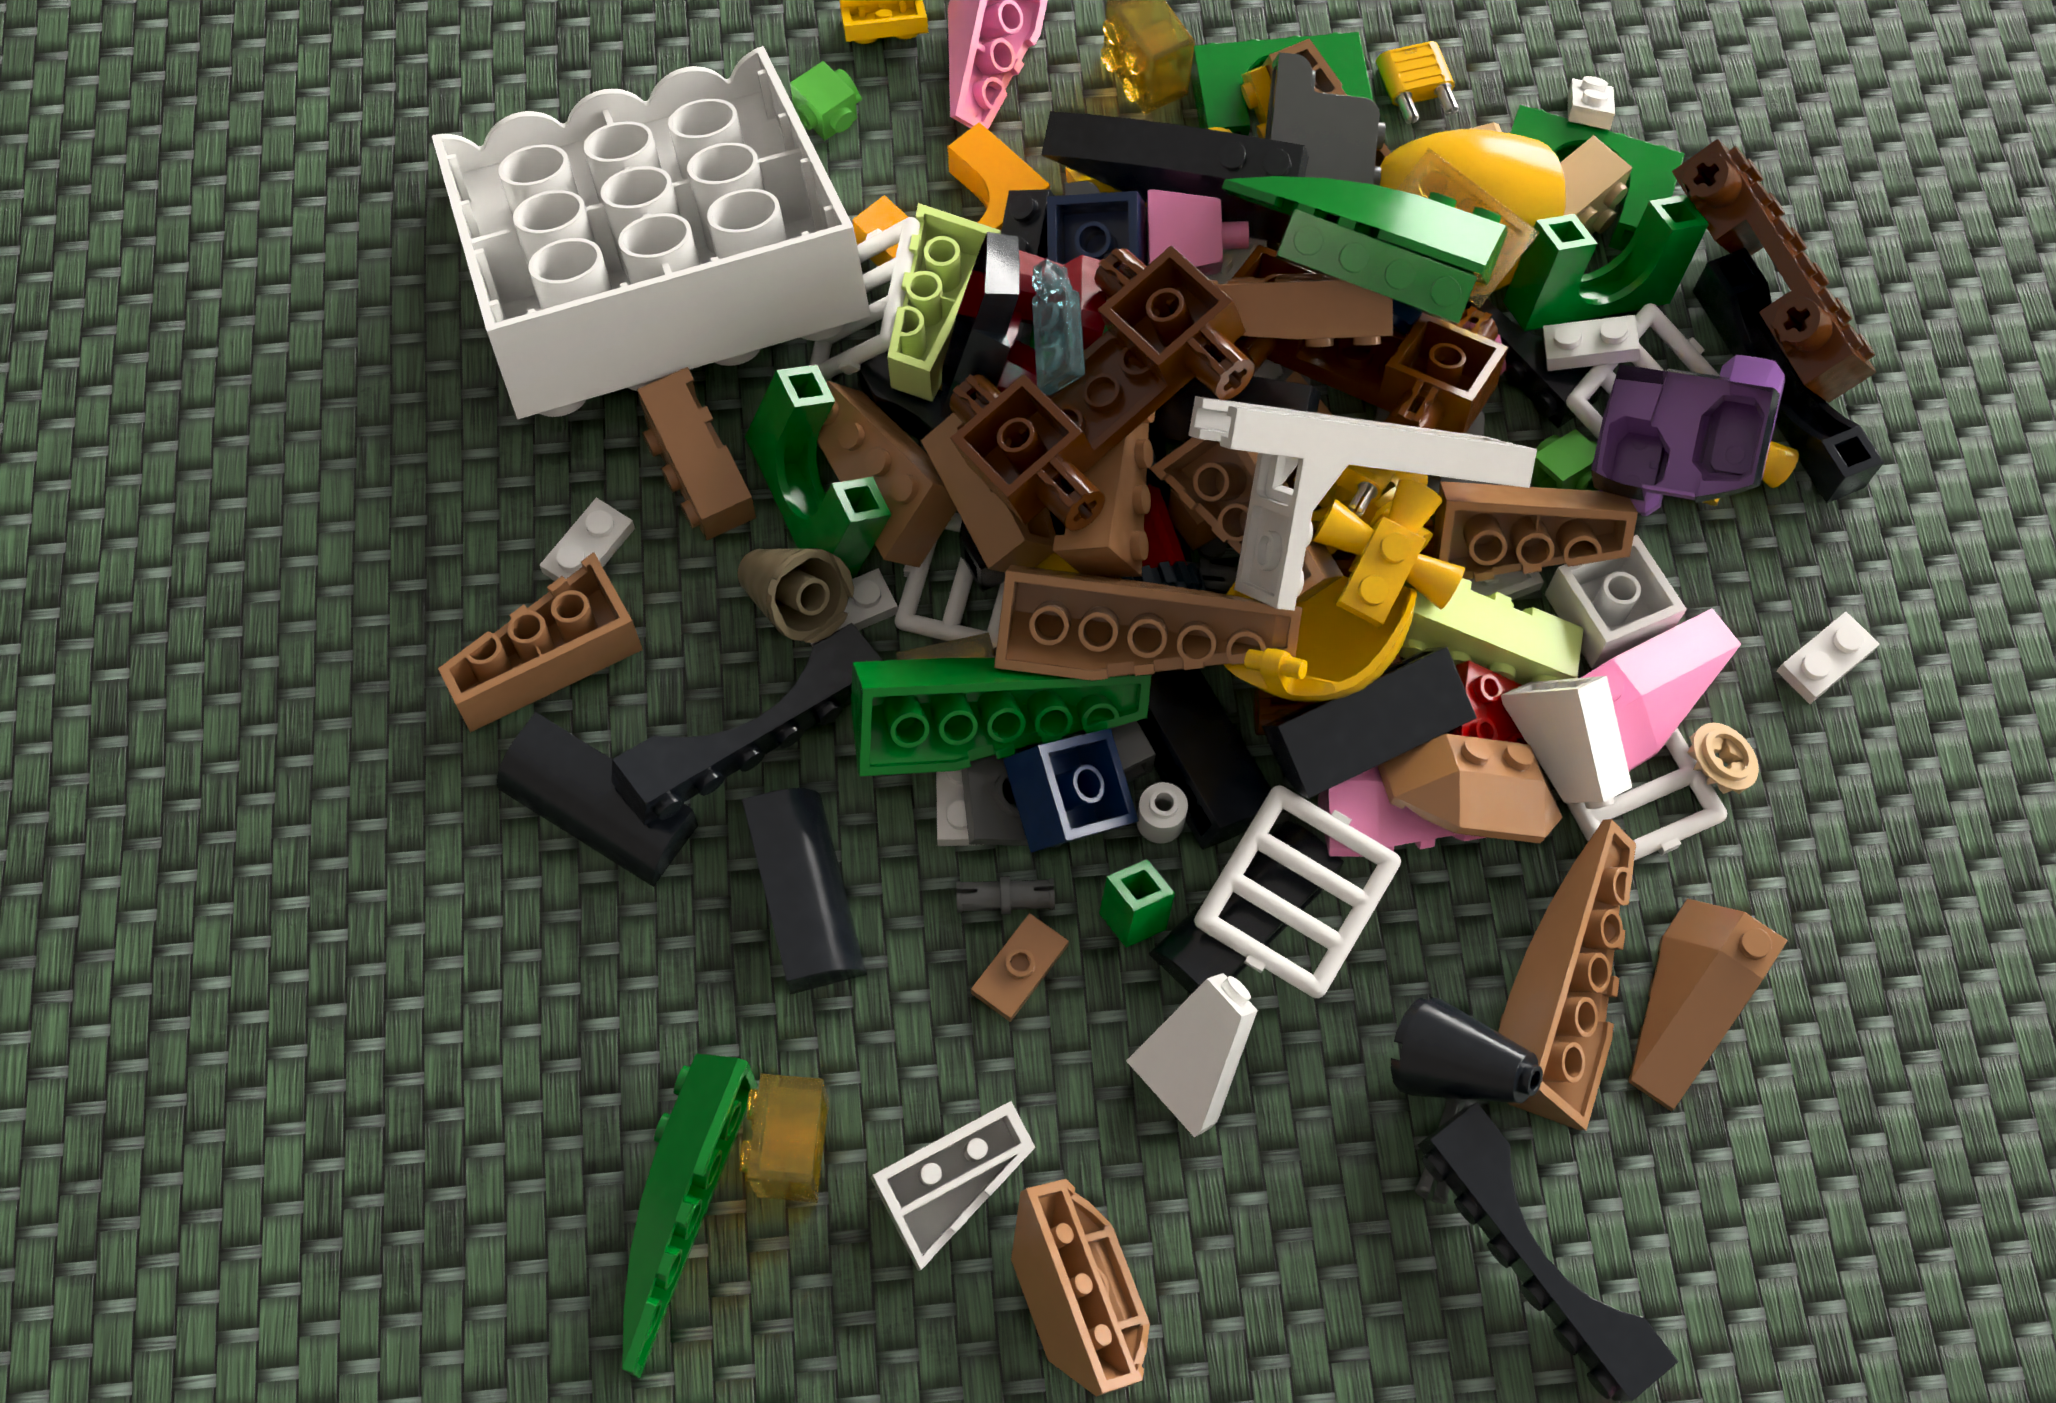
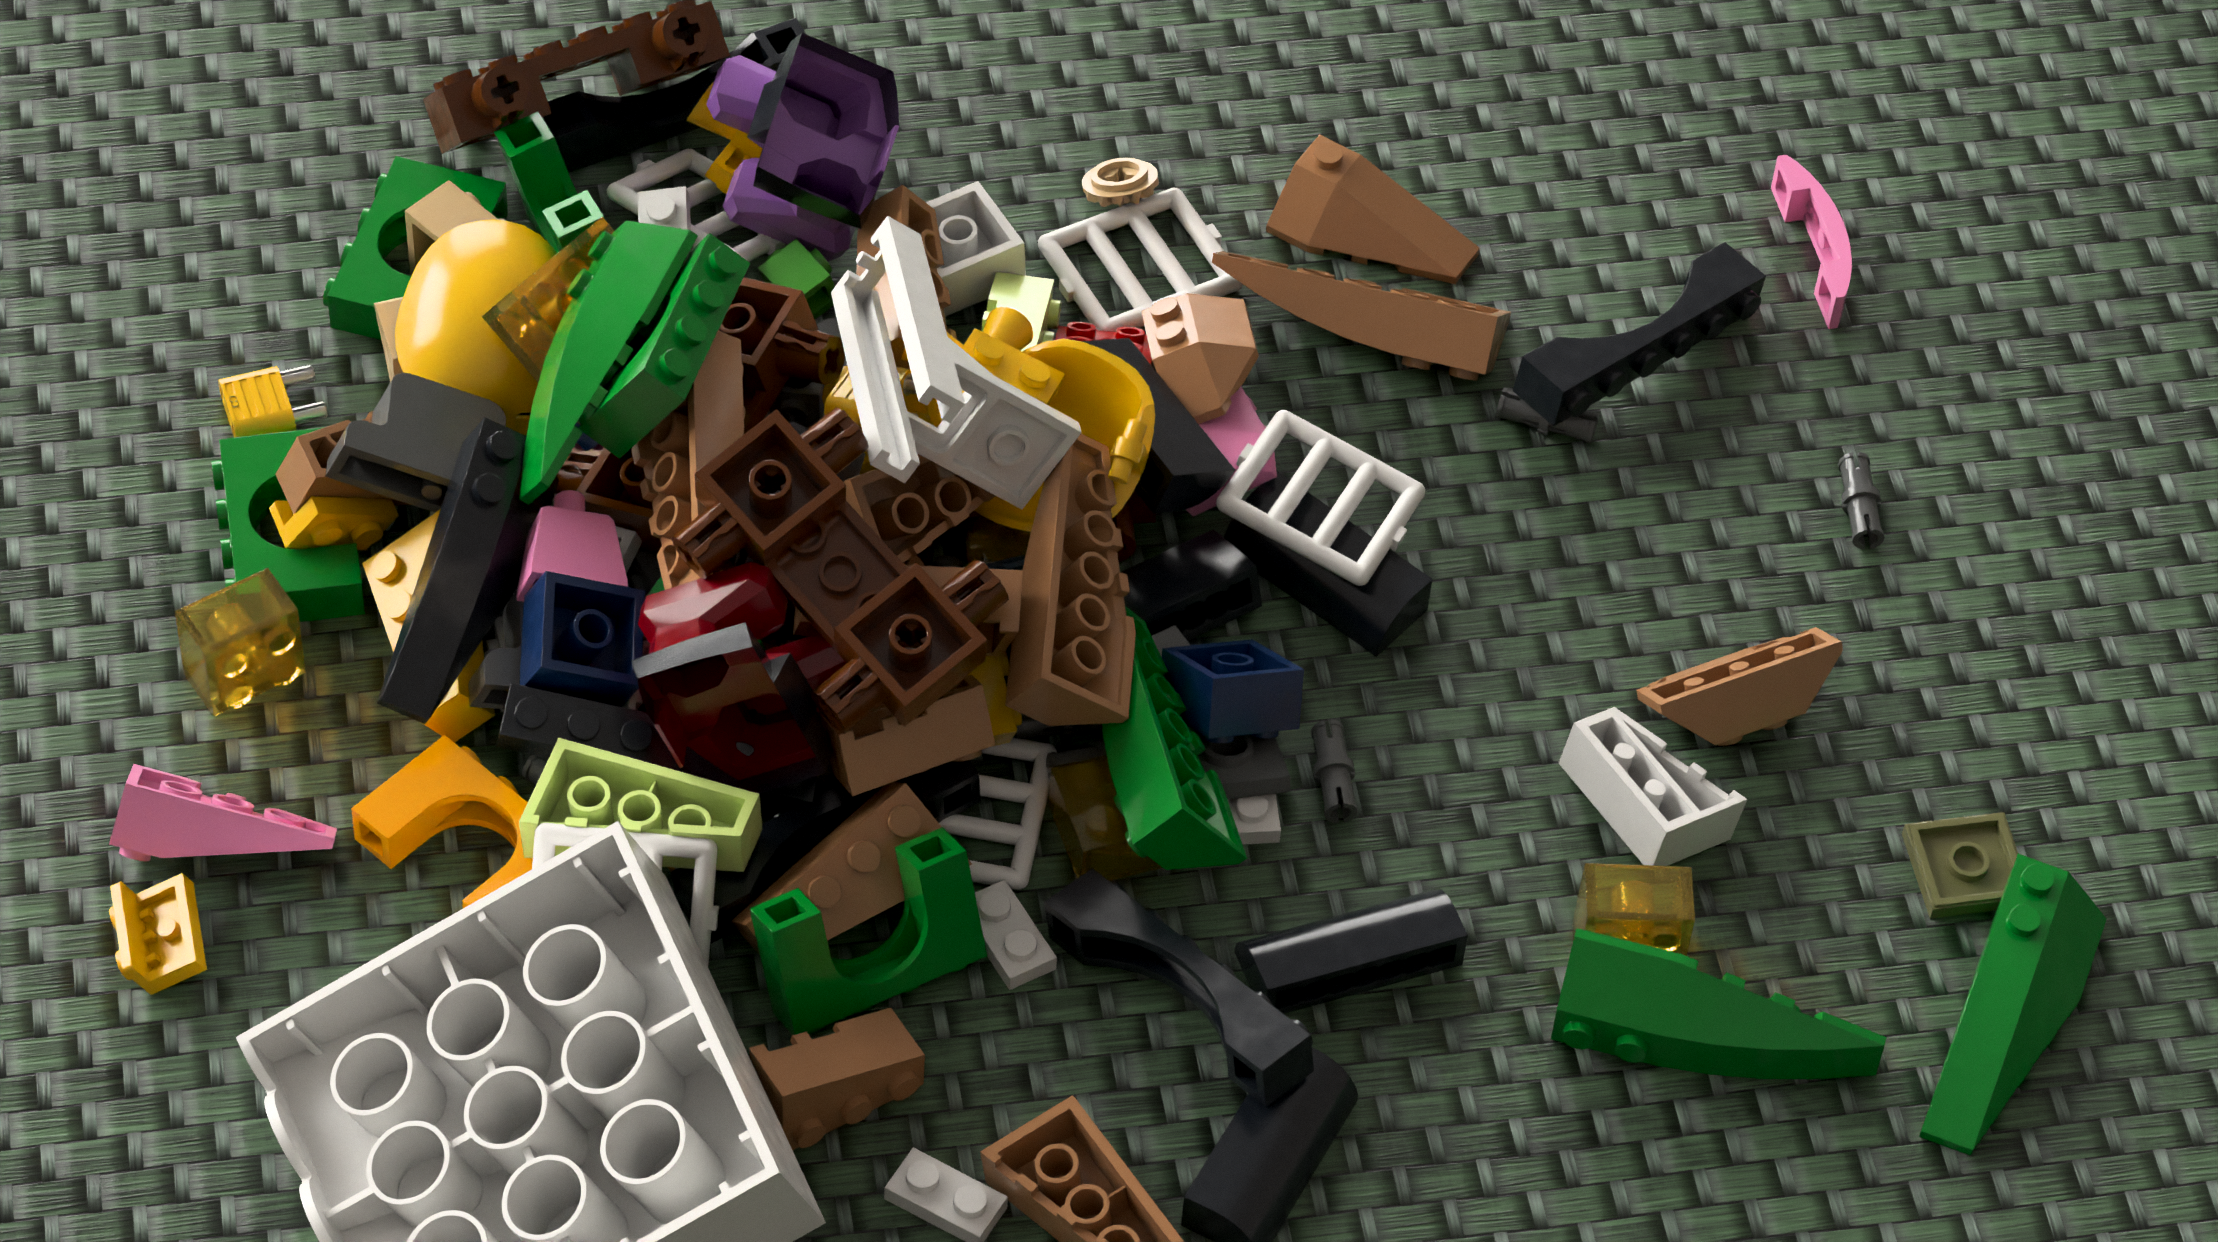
camera: 95 degrees left, 15 degrees down
(798, 590) = (1009, 956): dark tan cone -> none
(825, 100) = (293, 975): bright green brick -> none
(1019, 967) = (1409, 758): medium nougat plate -> none
(1056, 328) = (774, 603): clear light blue hinge -> none
(1136, 903) = (1339, 644): green brick -> none
(1162, 812) = (1235, 618): white brick -> none
(1198, 1051) = (1489, 587): white slope -> none
(1460, 1057) = (1475, 372): black cone -> none
(1573, 737) = (1121, 275): white slope -> none
(1591, 102) = (317, 238): white plate -> none
(1663, 680) = (1057, 233): bright pink wedge -> none
(1827, 657) = (994, 101): white plate -> none

